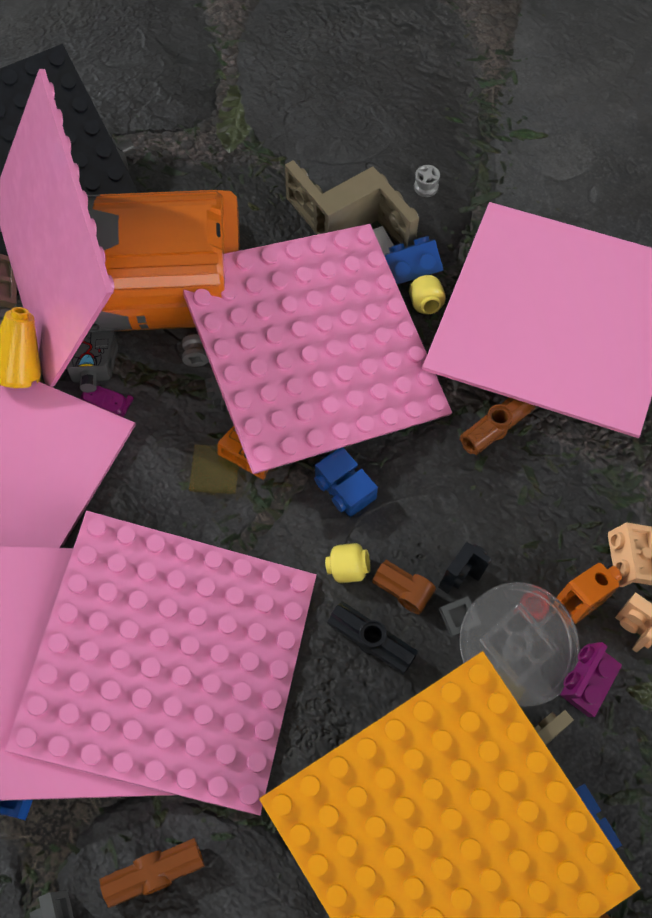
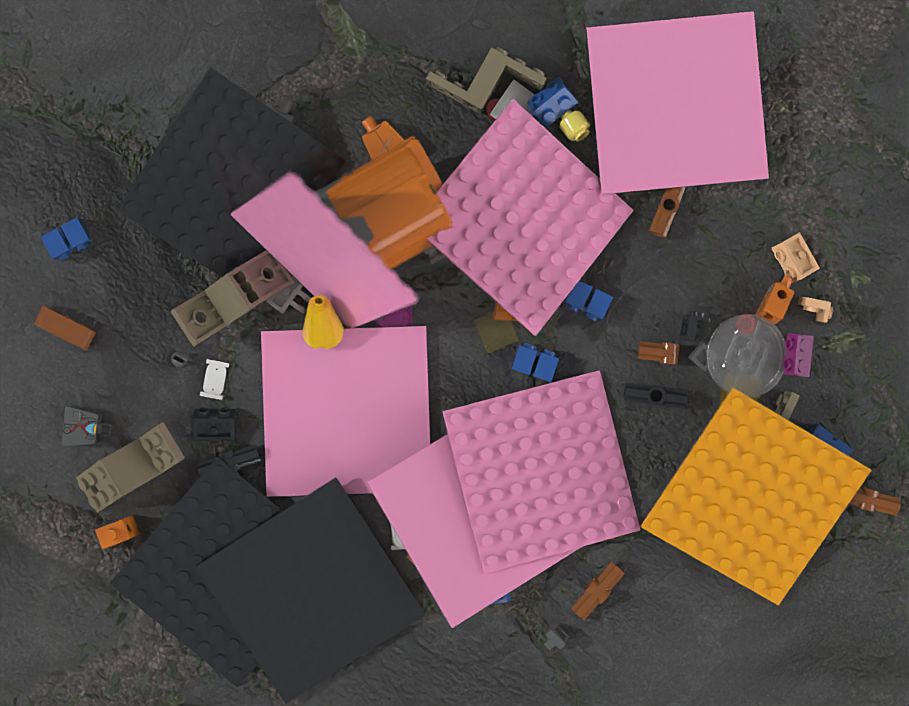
camera: 25 degrees left, 25 degrees up
(234, 518) = (545, 365): none -> blue piece
(348, 563) = (617, 355): light yellow head -> none
(426, 174) = (527, 16): light grey wheel -> none

